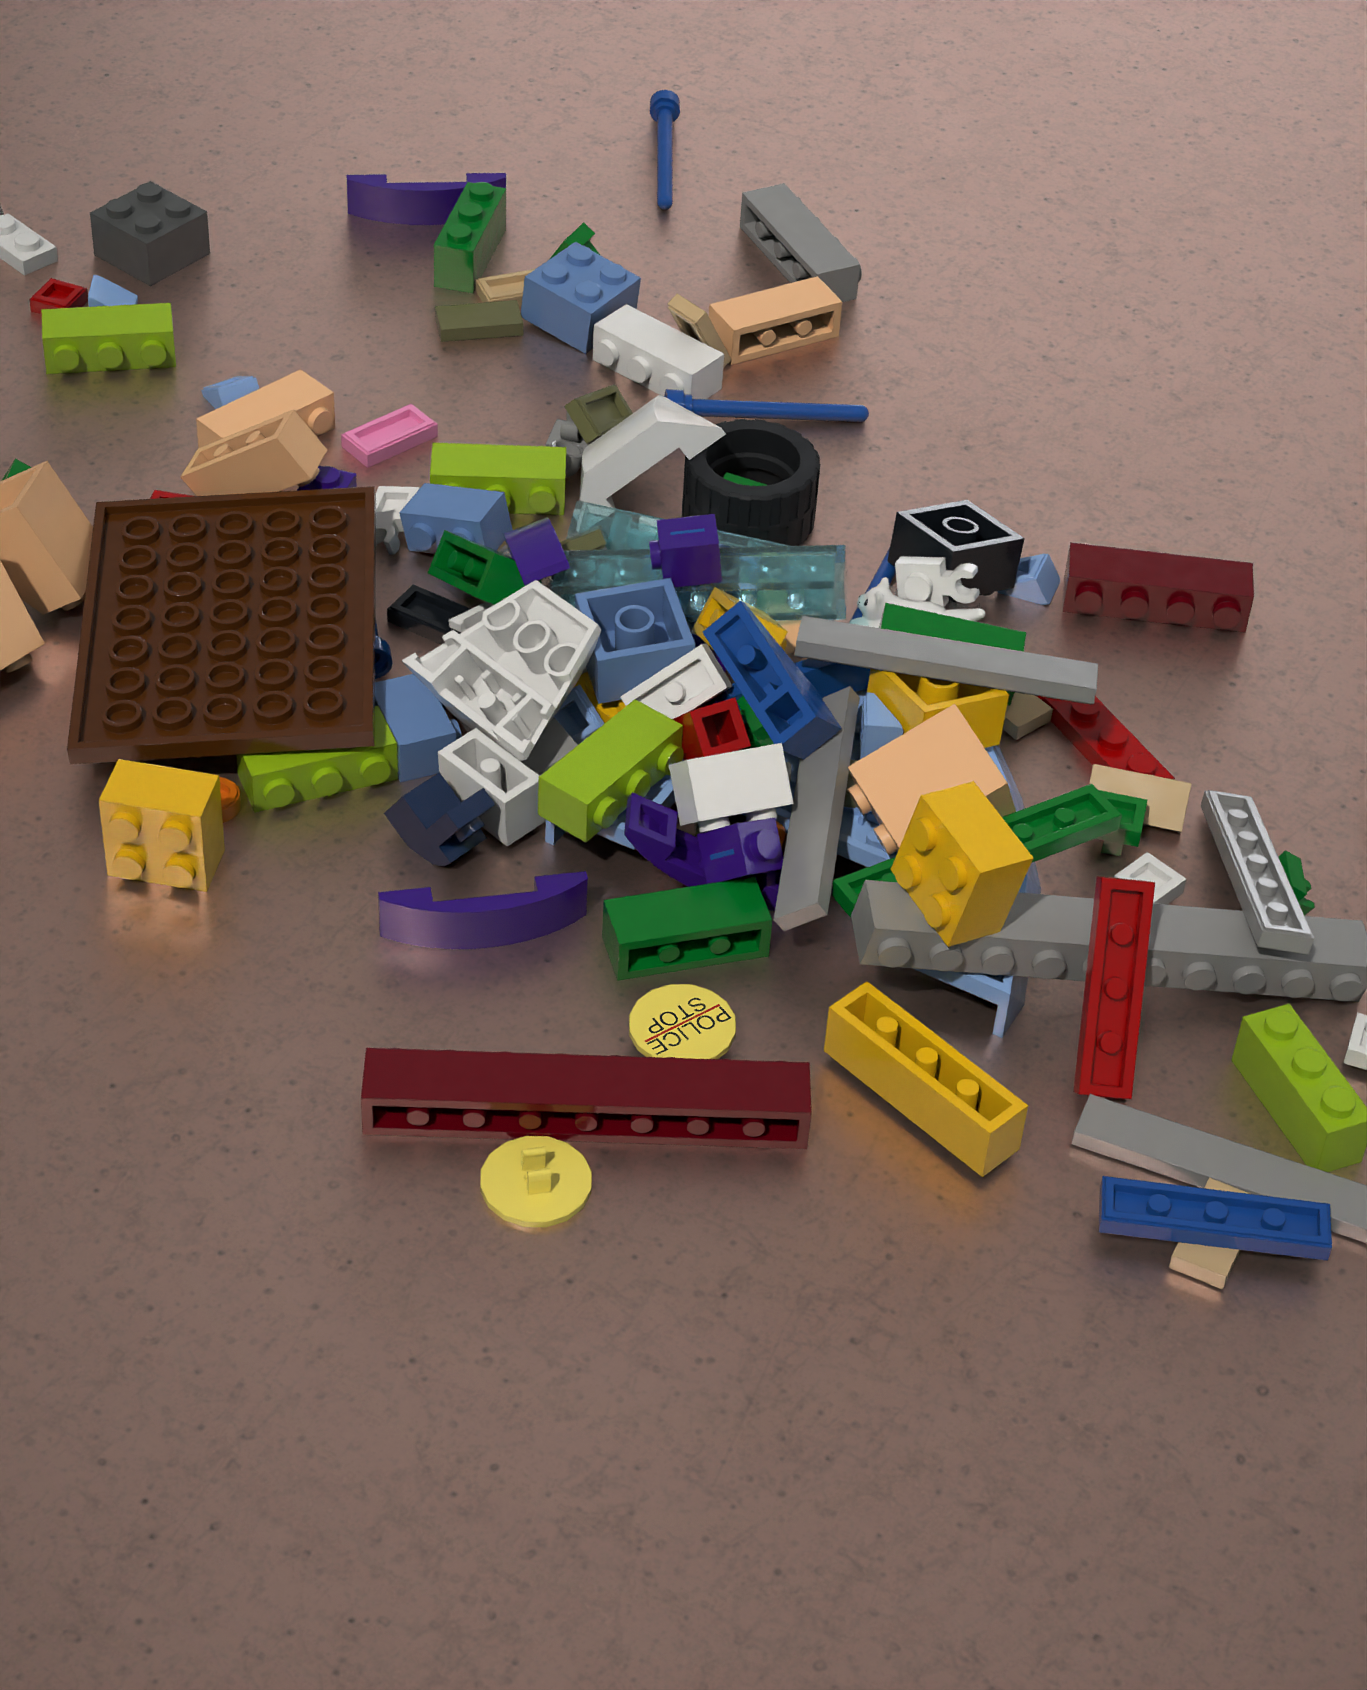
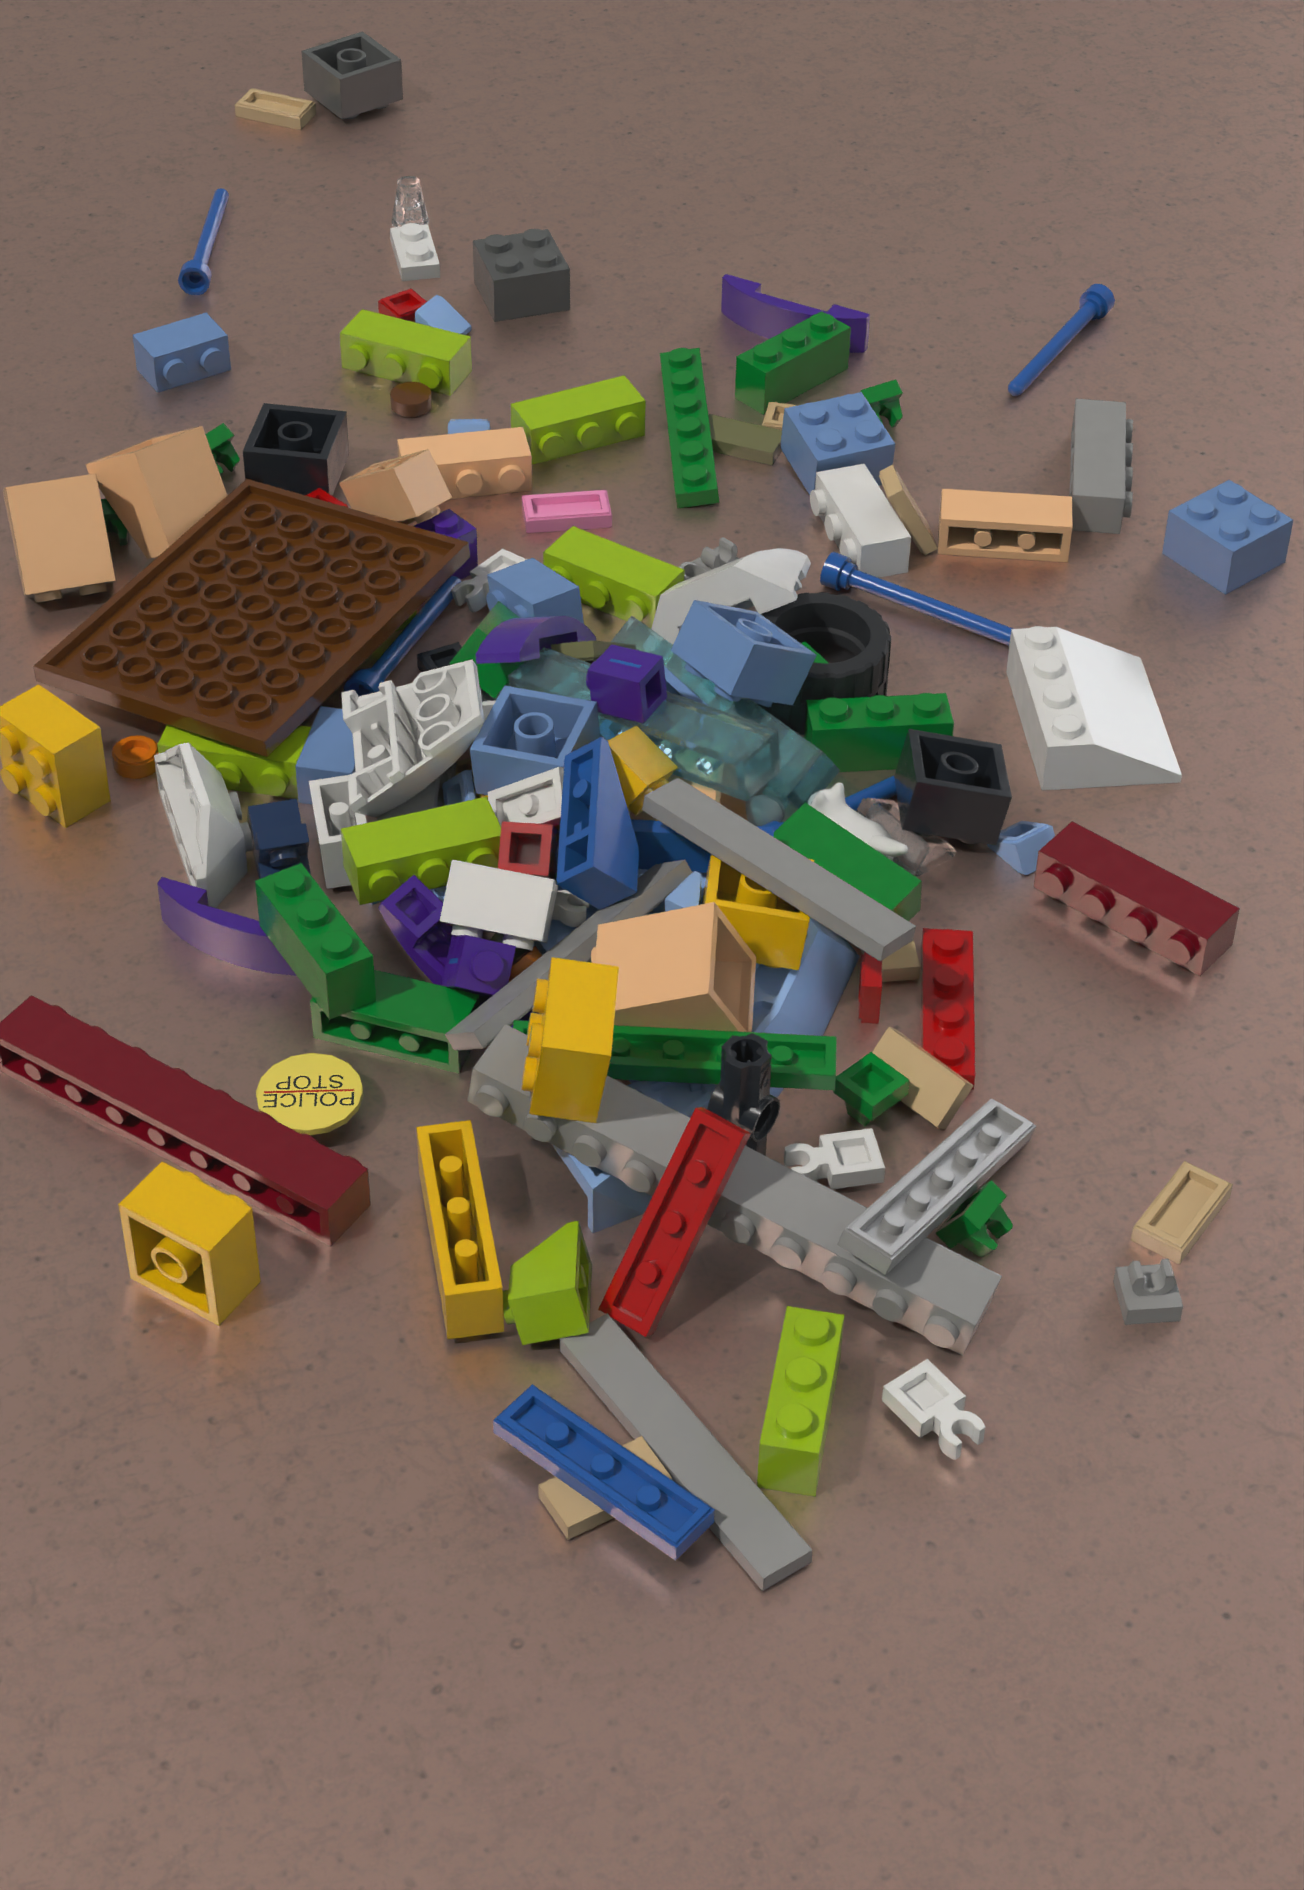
camera: 35 degrees right, 0 degrees up
(106, 458) = (297, 448): none -> black brick
(148, 381) = (411, 399): none -> reddish brown tile
(333, 342) = (580, 418): none -> lime brick
(343, 826) = (203, 821): none -> white wedge
(427, 324) = (689, 428): none -> green plate
(536, 1181) = (87, 1167): light yellow piece -> none
(593, 886) = (316, 941): none -> green brick
(598, 412) = (735, 543): olive tile -> none
(727, 1195) = (190, 1242): none -> yellow brick
(740, 496) = (742, 654): none -> medium blue brick
(855, 518) = (872, 730): none -> green brick
(930, 581) = (888, 804): white plate -> none
(954, 270) = (1227, 536): none -> medium blue brick
(975, 453) = (1087, 712): none -> white slope
(1035, 740) = (870, 989): none -> red tile
(1050, 1087) = (551, 1288): none -> lime slope
(1073, 859) = (745, 1089): none -> black piece

